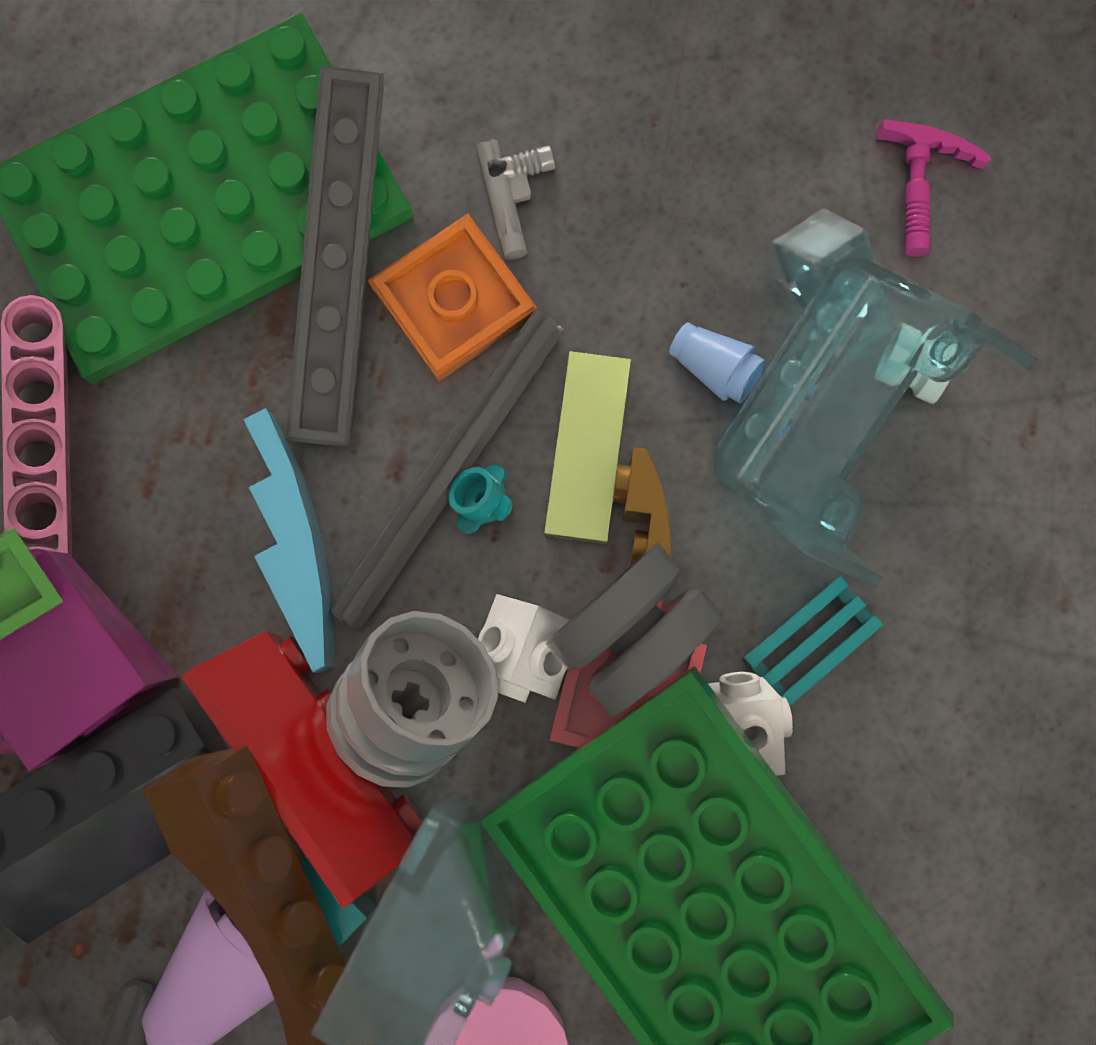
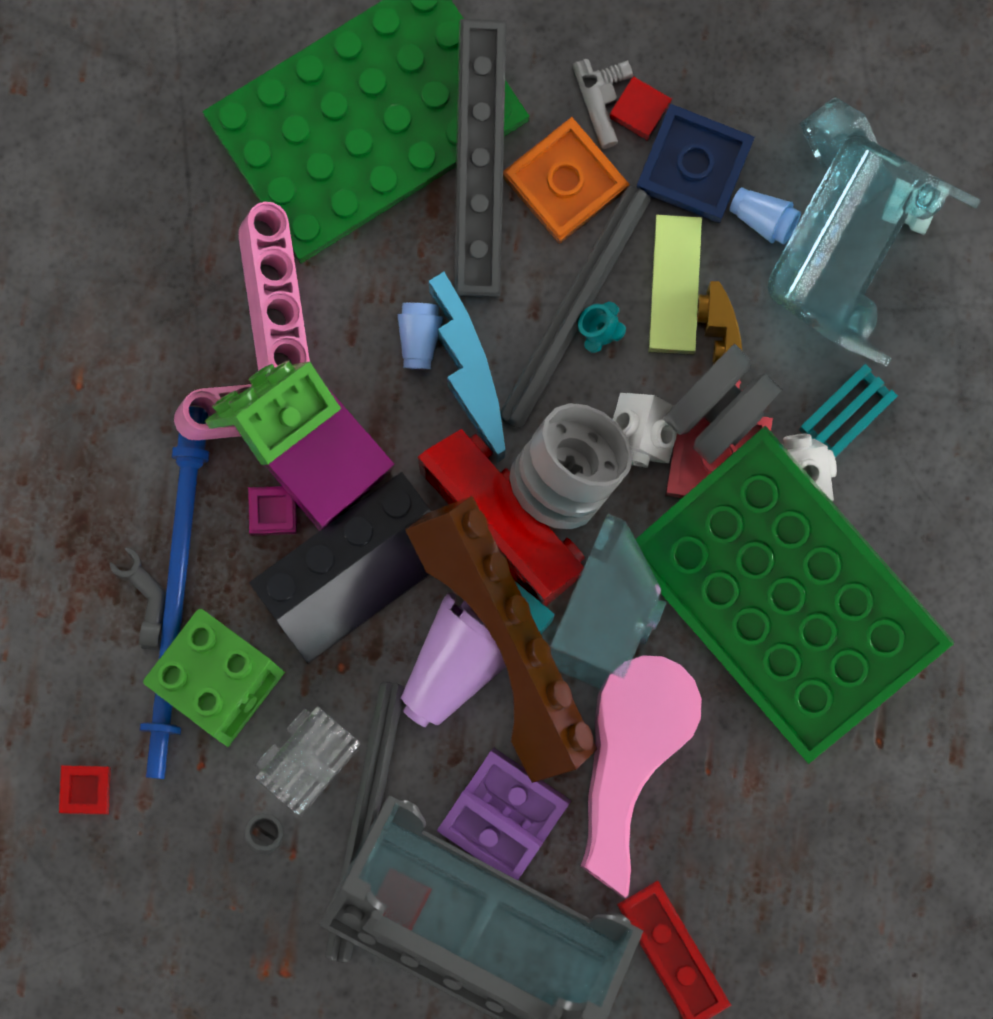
camera: 10 degrees left, 0 degrees up
(227, 491) = (418, 334): none -> light blue cone
(561, 209) = (640, 108): none -> red tile
(627, 285) = (695, 163): none -> dark blue plate
(919, 141) = (904, 37): dark pink piece -> none

